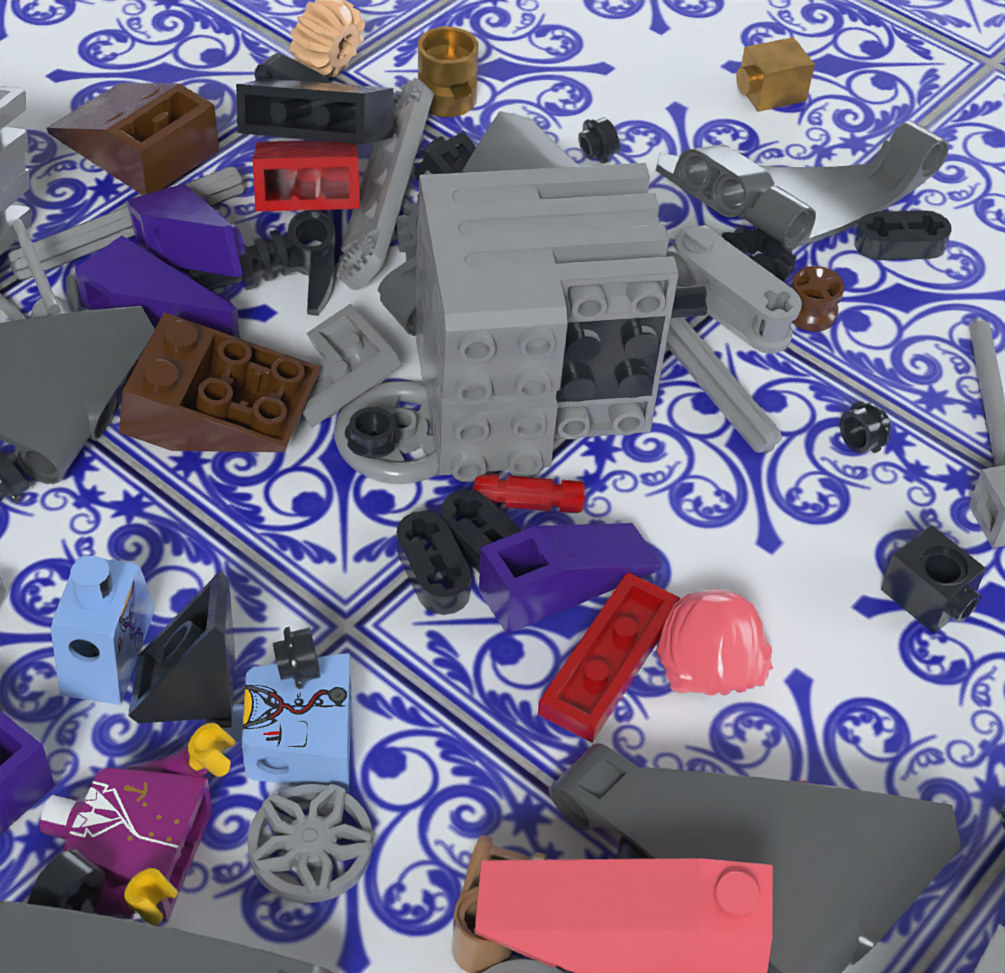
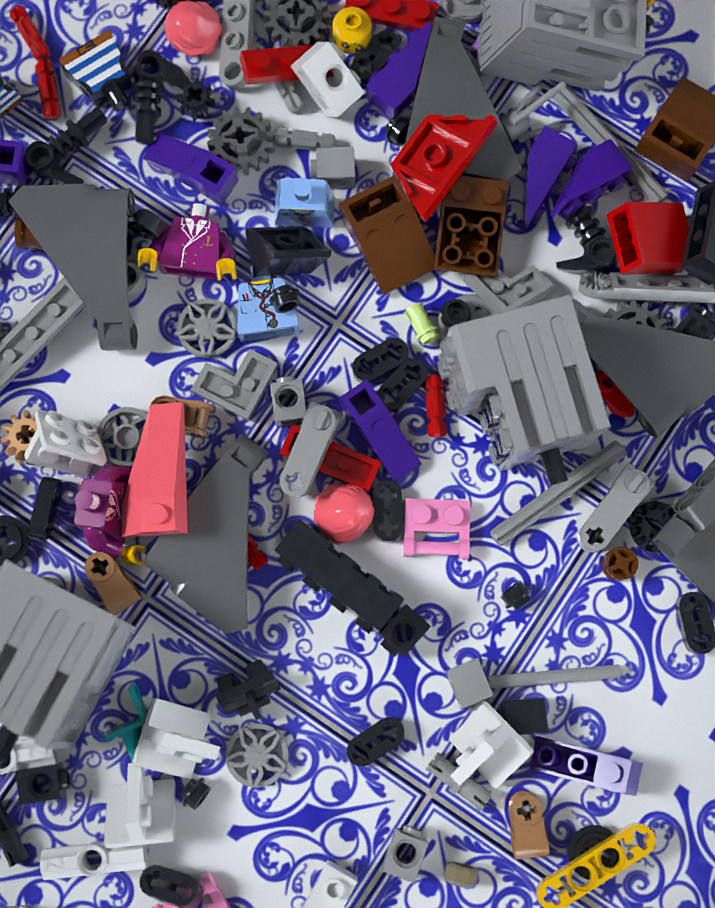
camera: 85 degrees right, 30 degrees up
(38, 572) = (335, 166): none -> light grey brick
(94, 389) = (438, 156): none -> red wing
(199, 509) = (388, 234): none -> reddish brown slope
(377, 490) = (422, 324): none -> yellowish green pin
(457, 791) = (239, 392): none -> light grey plate
(498, 682) = (288, 415): none -> light grey brick
(603, 660) = (310, 447): none -> light grey piece
(716, 572) = (395, 511): none -> black beam
(728, 519) = (437, 517): none -> bright pink plate
(844, 653) = (338, 577): none -> black wedge

